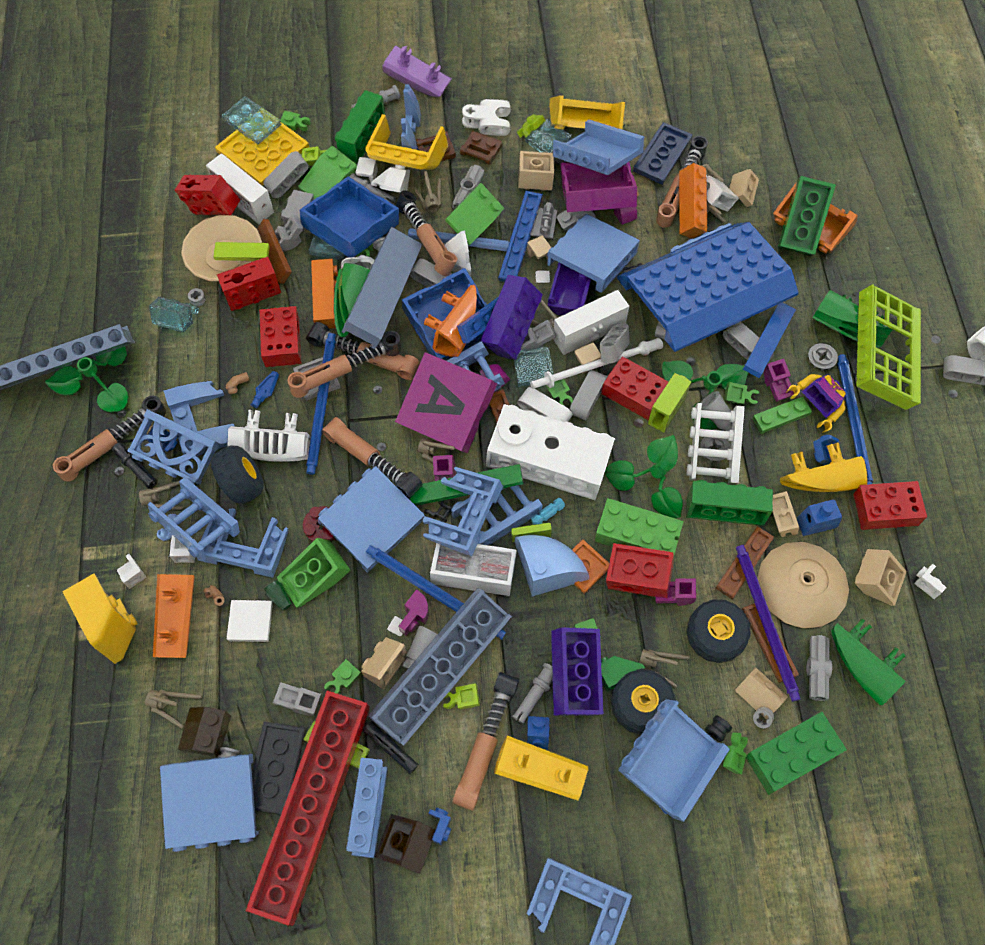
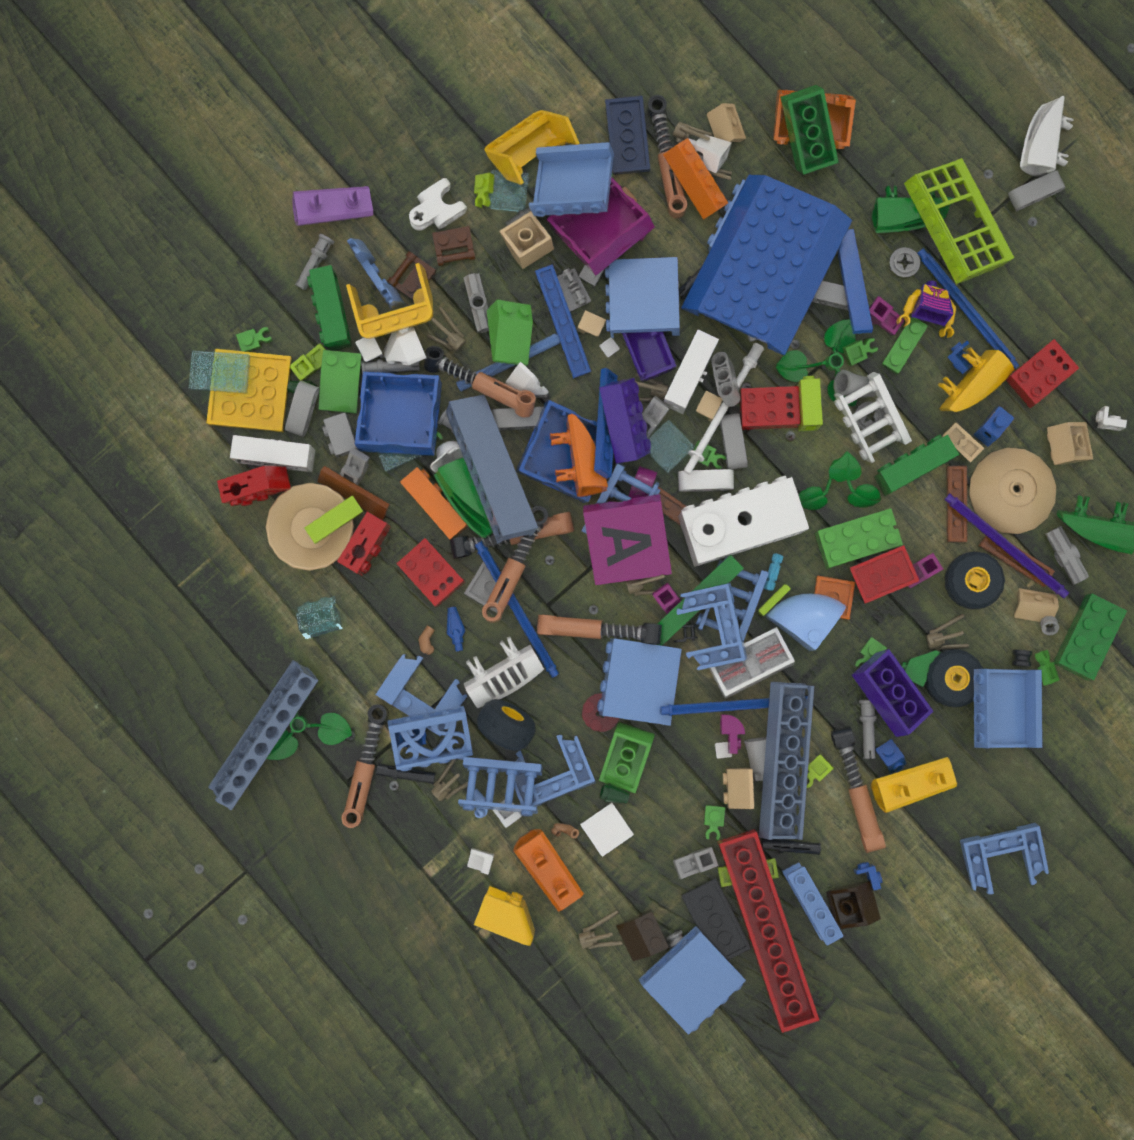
camera: 30 degrees left, 20 degrees up
(201, 297) = (327, 585): light grey bush -> none

